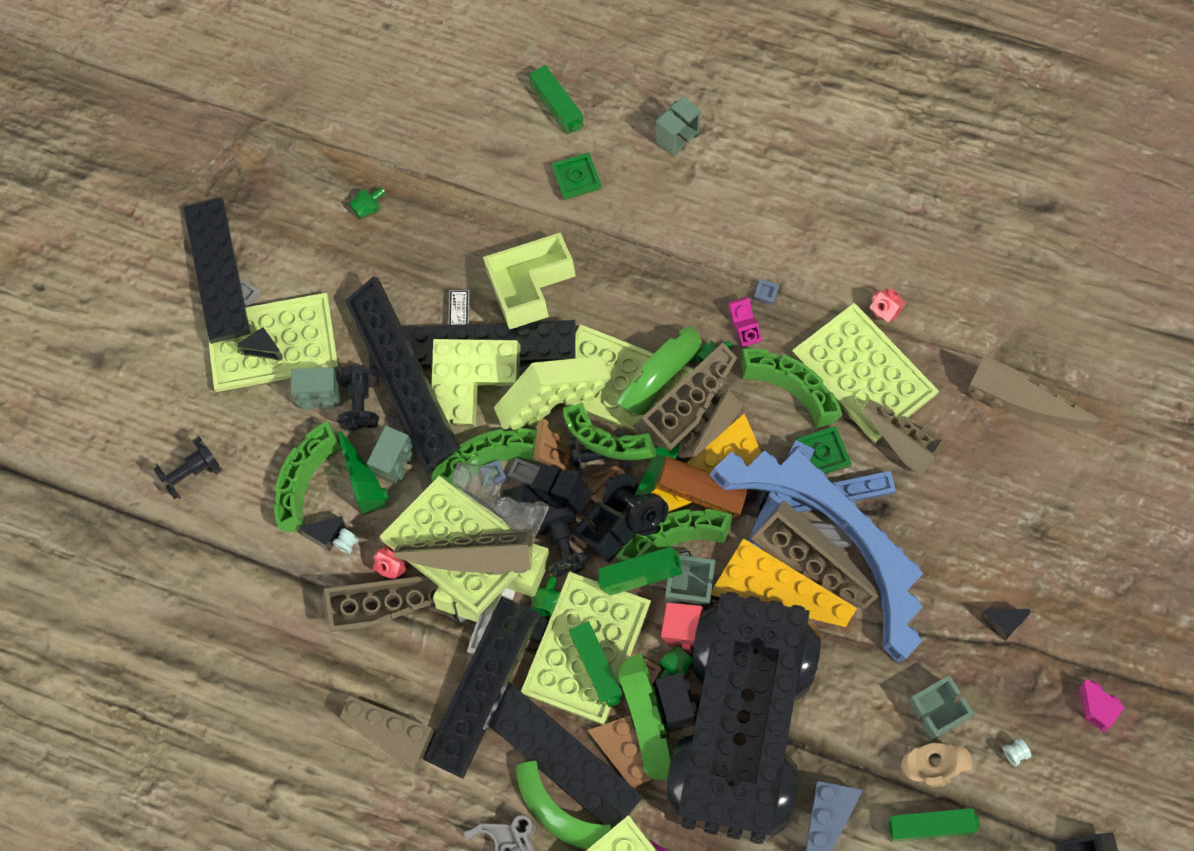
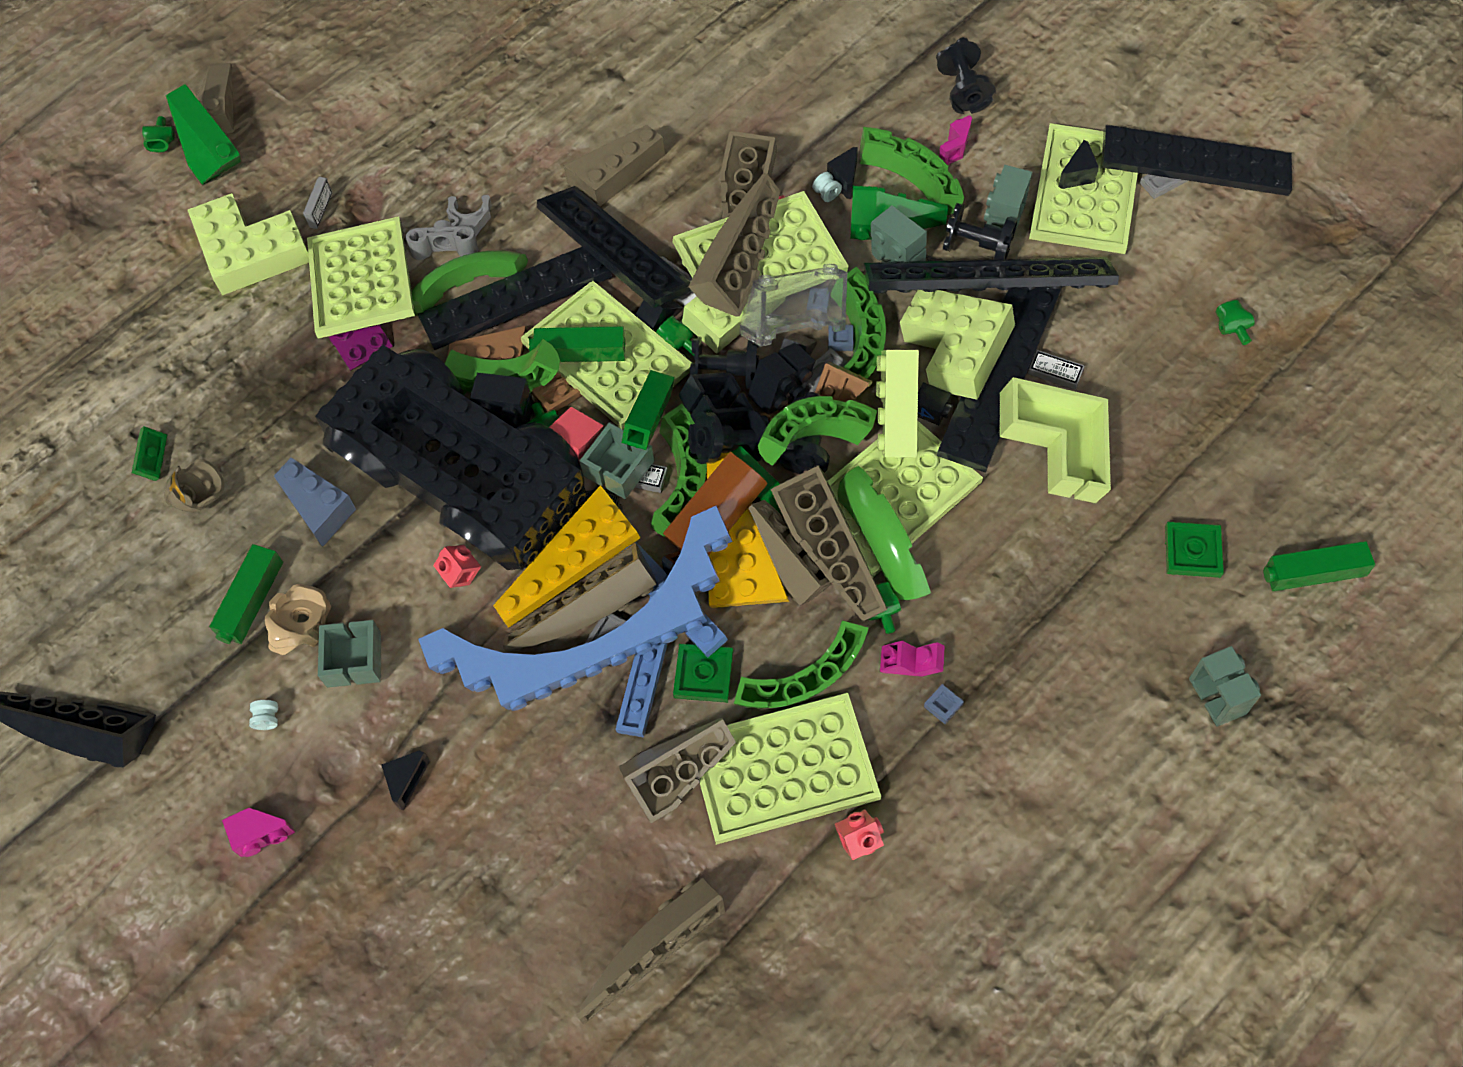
camera: 115 degrees right, 5 degrees down
(251, 454) = (958, 137): none -> dark pink slope
(831, 667) = (457, 566): none -> coral brick

